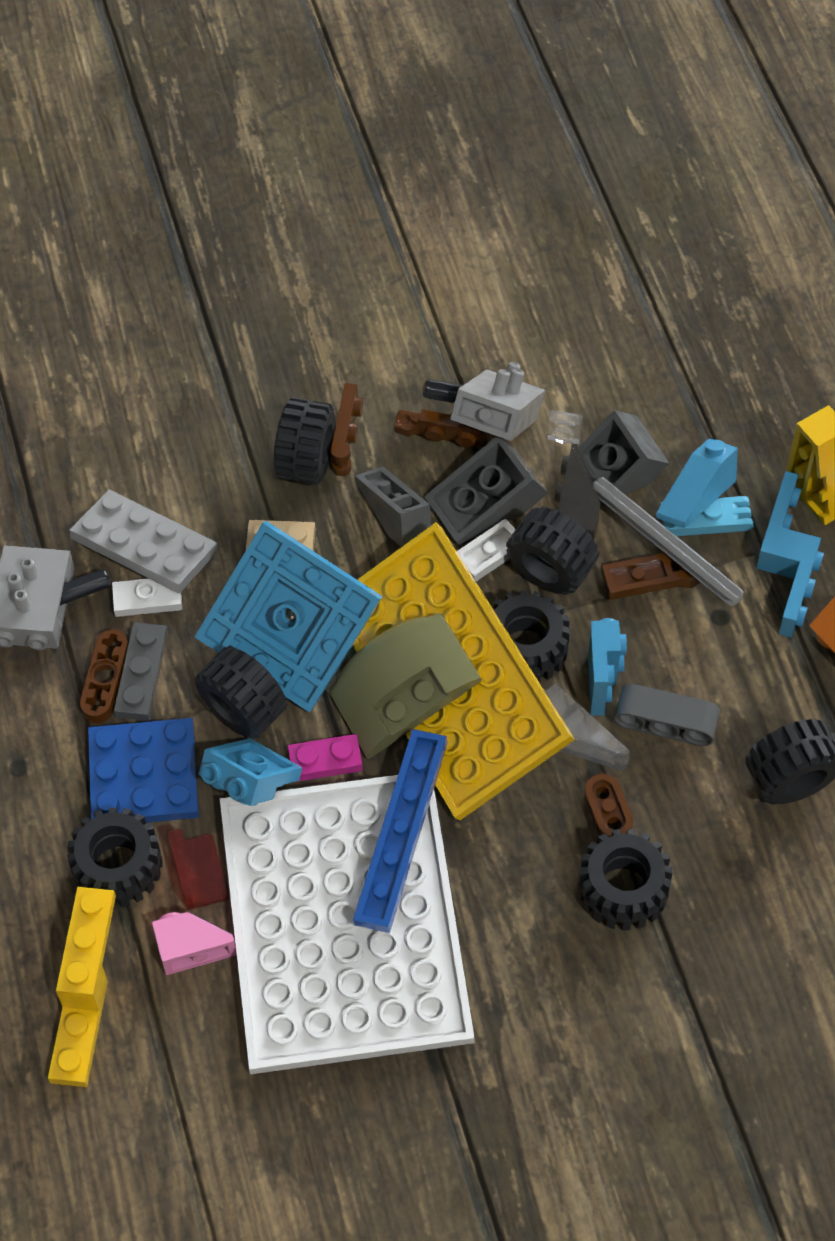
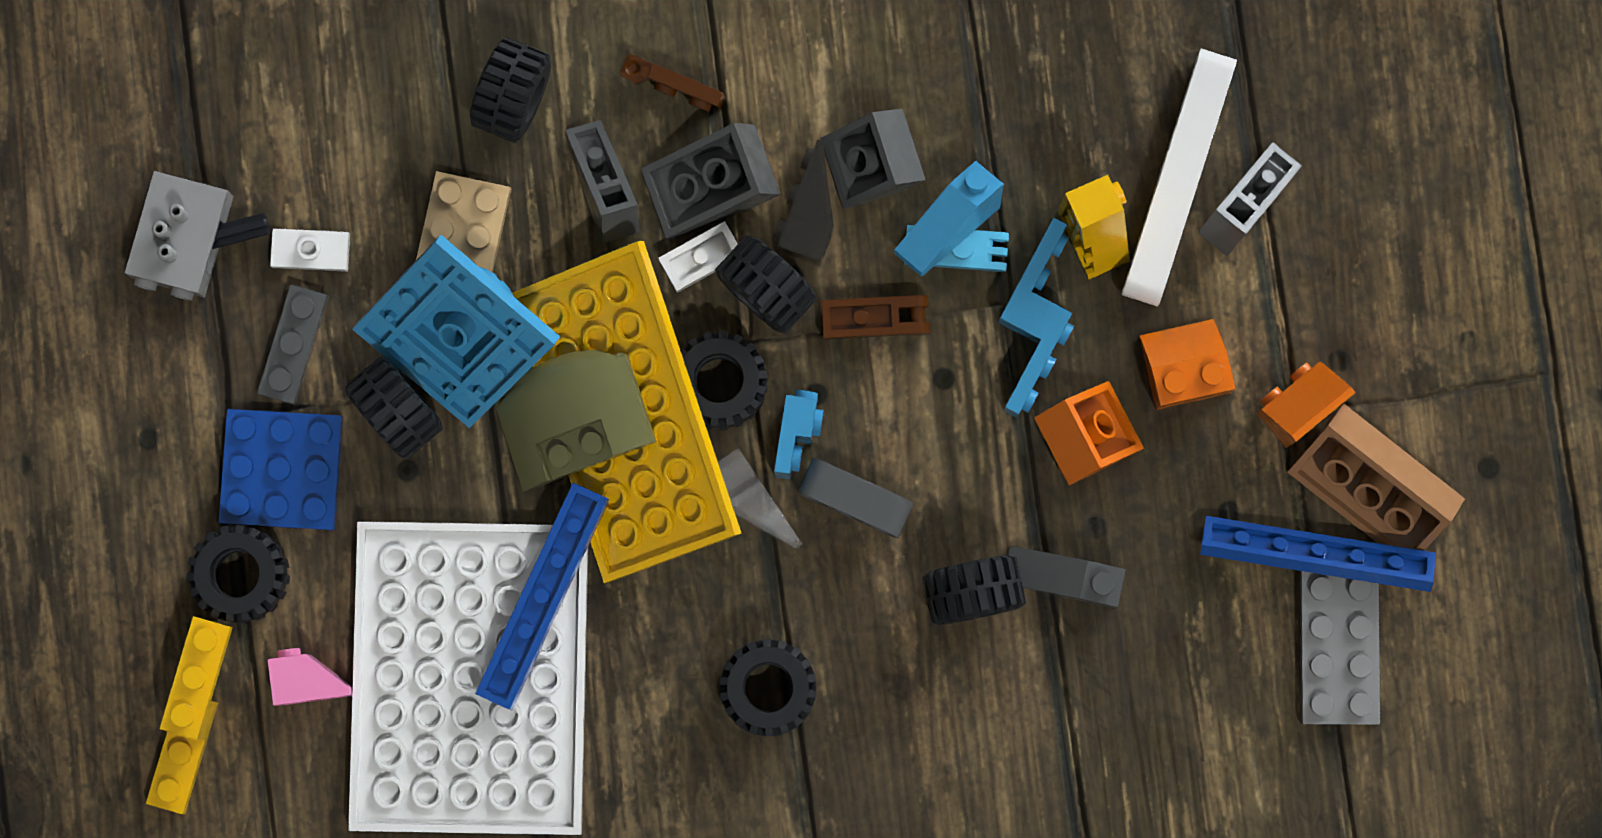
camera: 10 degrees right, 25 degrees up
(109, 689) = (234, 369): reddish brown beam -> none
(144, 541) = (313, 180): light grey plate -> none
(198, 870) = (325, 595): clear red panel -> none
(247, 771) = (390, 499): dark azure plate -> none
(327, 757) = (478, 485): dark pink plate -> none
(346, 429) = (563, 68): reddish brown plate -> none
(491, 401) = (737, 75): light grey piece -> none
(565, 427) = (816, 108): clear plate -> none
(608, 810) = (769, 597): reddish brown plate -> none
(668, 542) = (898, 285): light grey axle -> none

